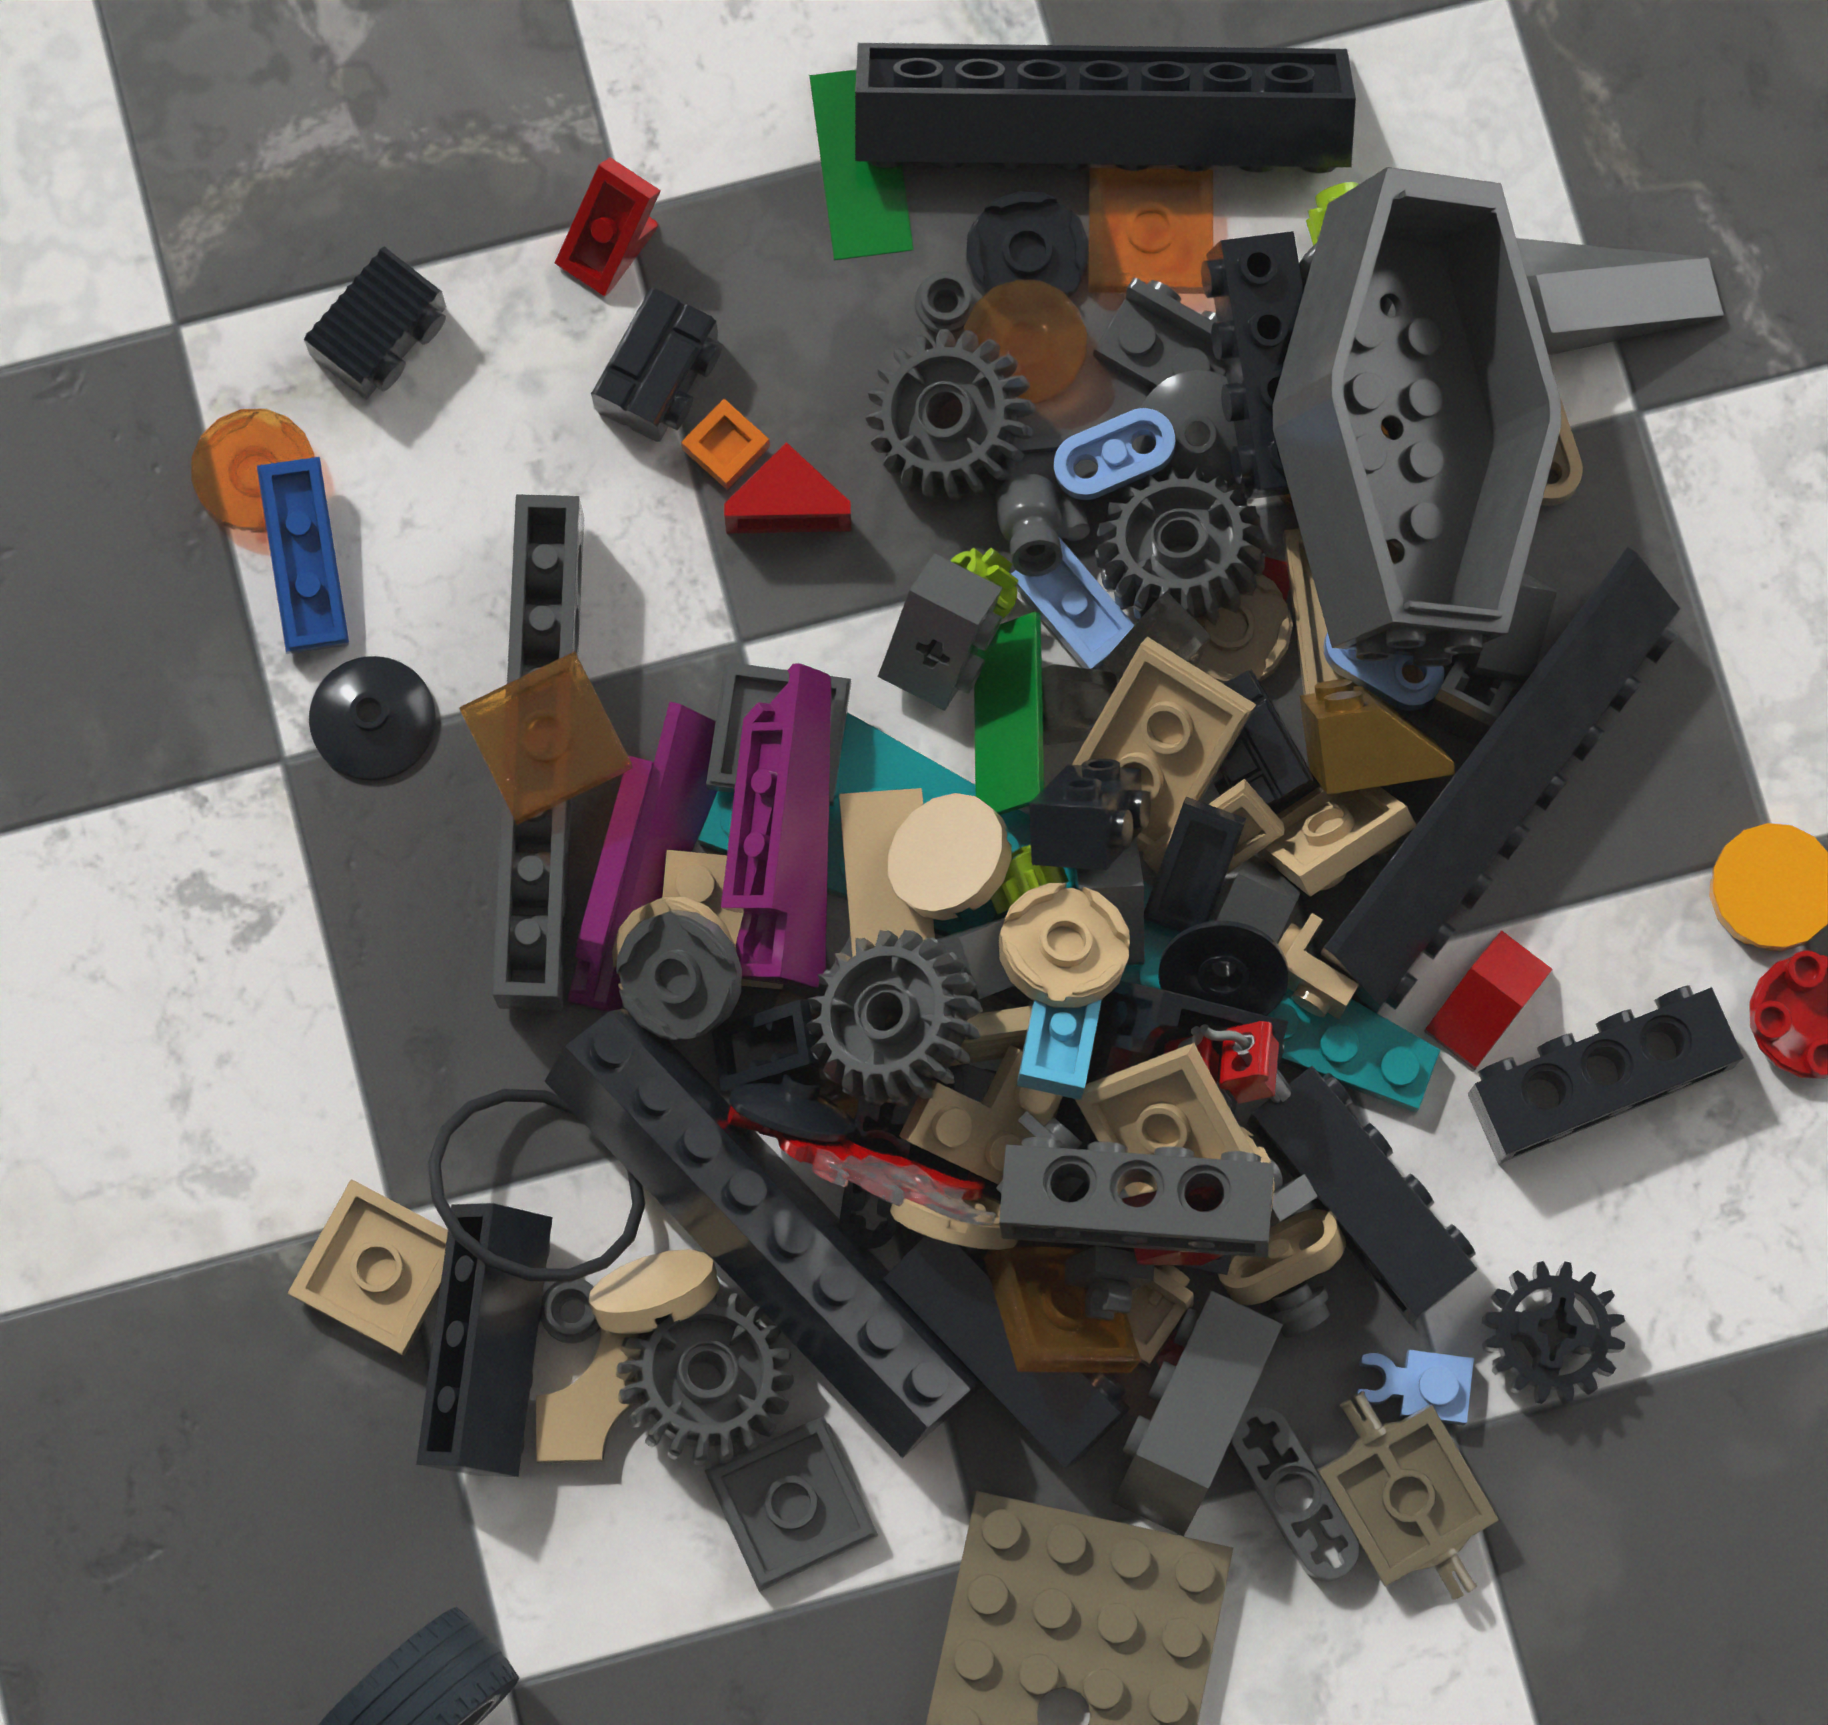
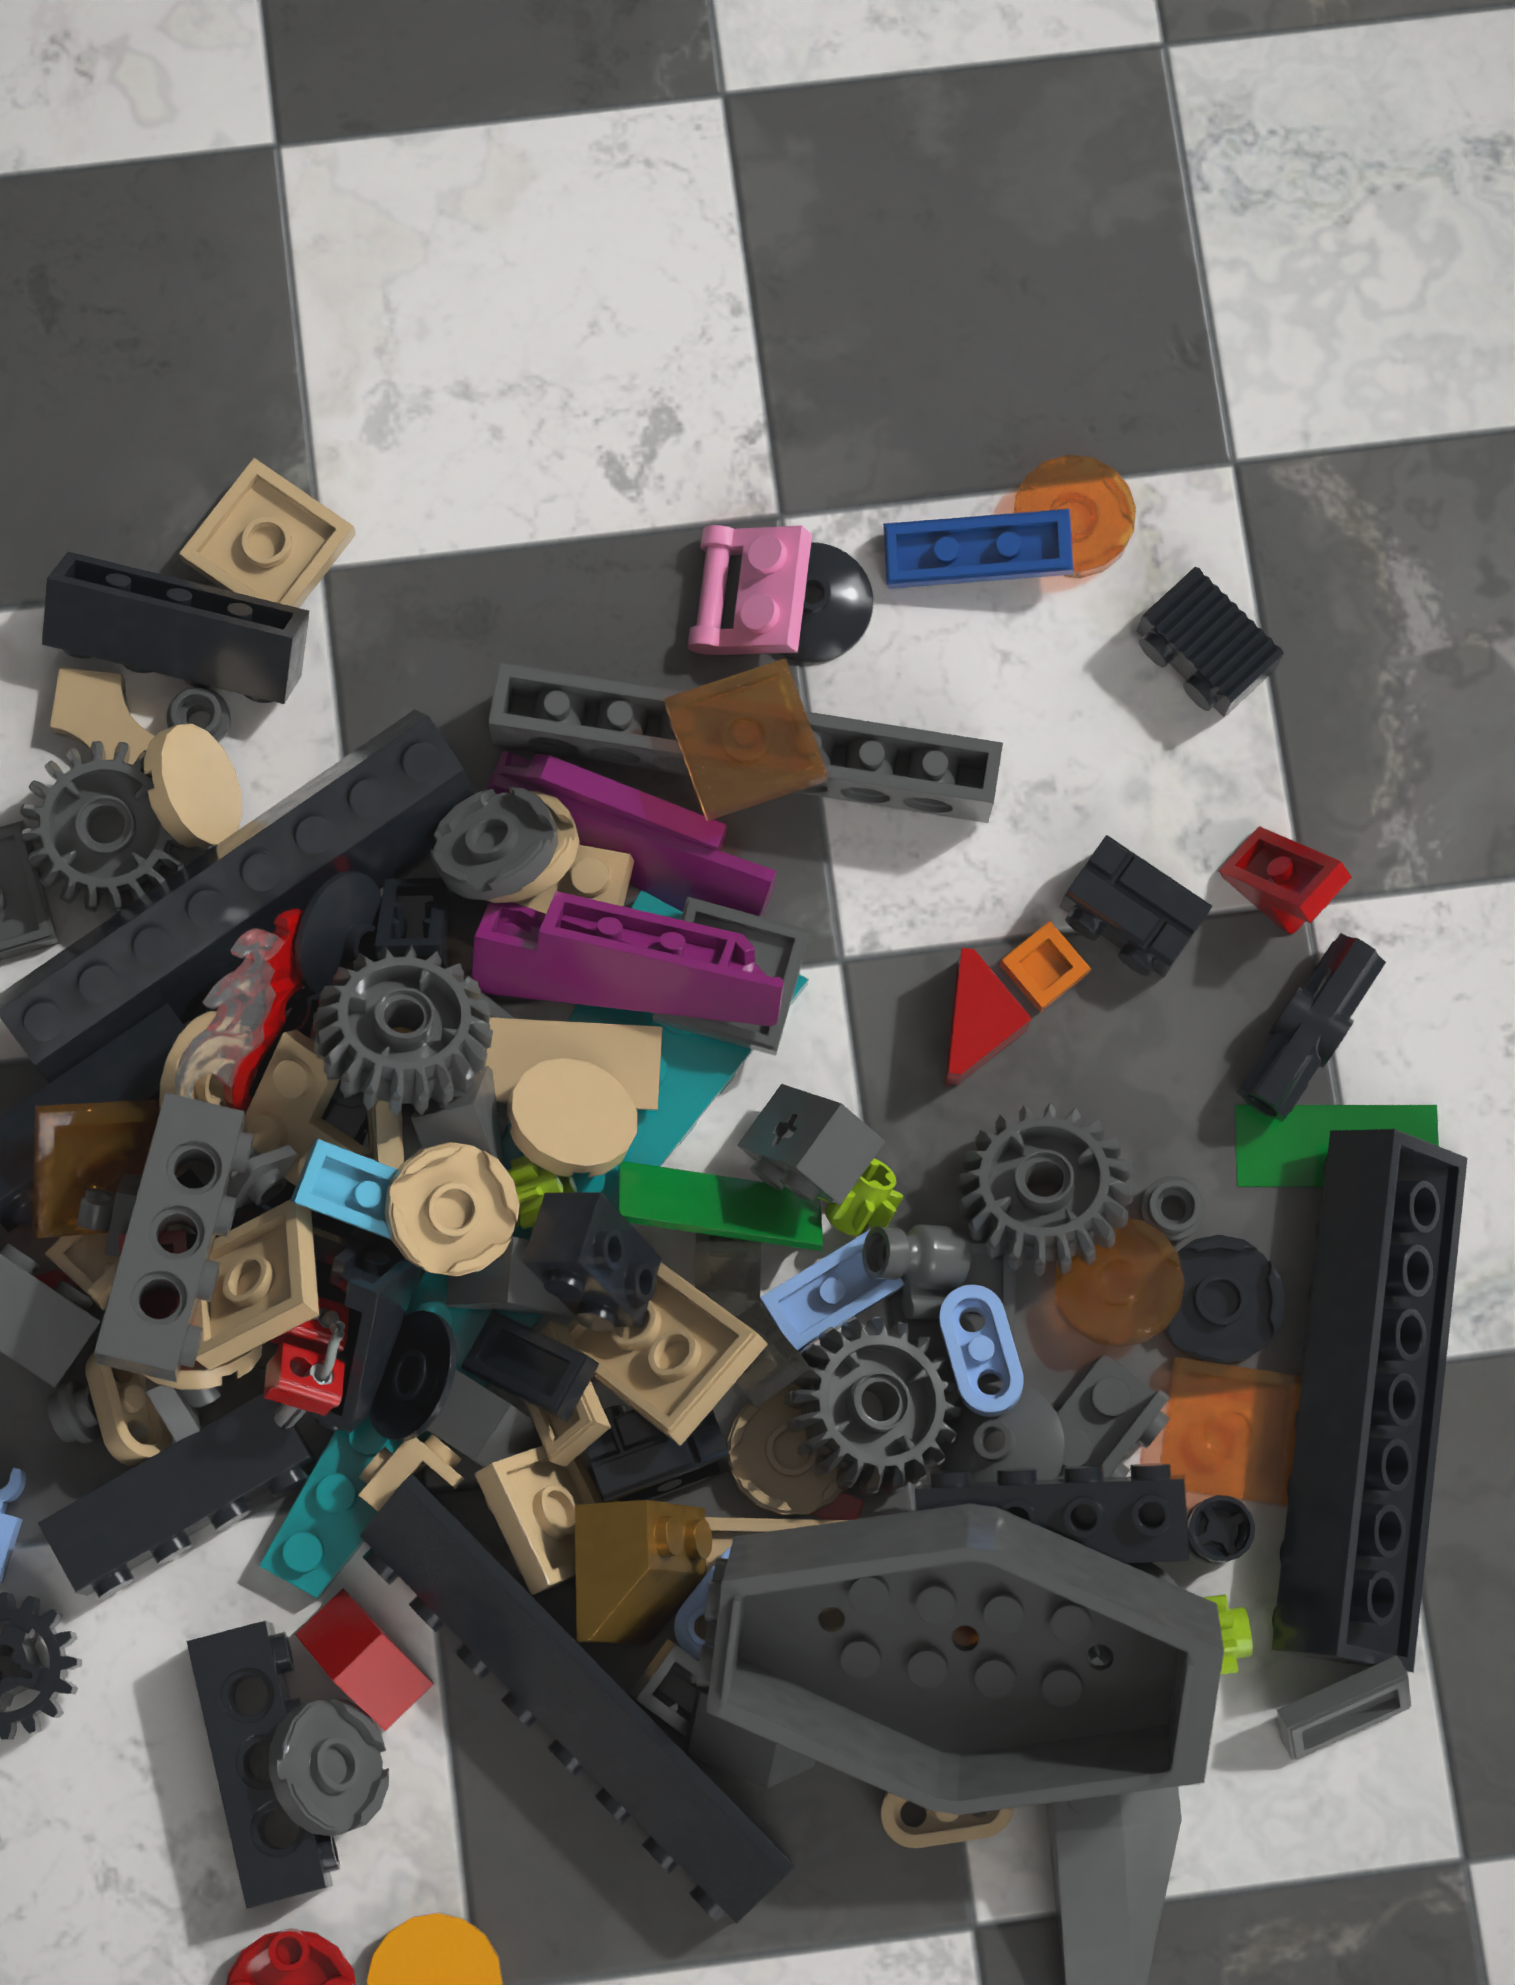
camera: 95 degrees right, 0 degrees up
(372, 752) = (768, 590): none -> bright pink plate
(477, 1248) = (254, 611): black piece -> none
(752, 191) = (1311, 1027): none -> black piece
(1247, 215) = (1228, 1526): none -> black wheel
(1392, 100) = (1344, 1708): none -> dark grey tile
(1599, 1004) = (328, 1766): none -> dark grey tile

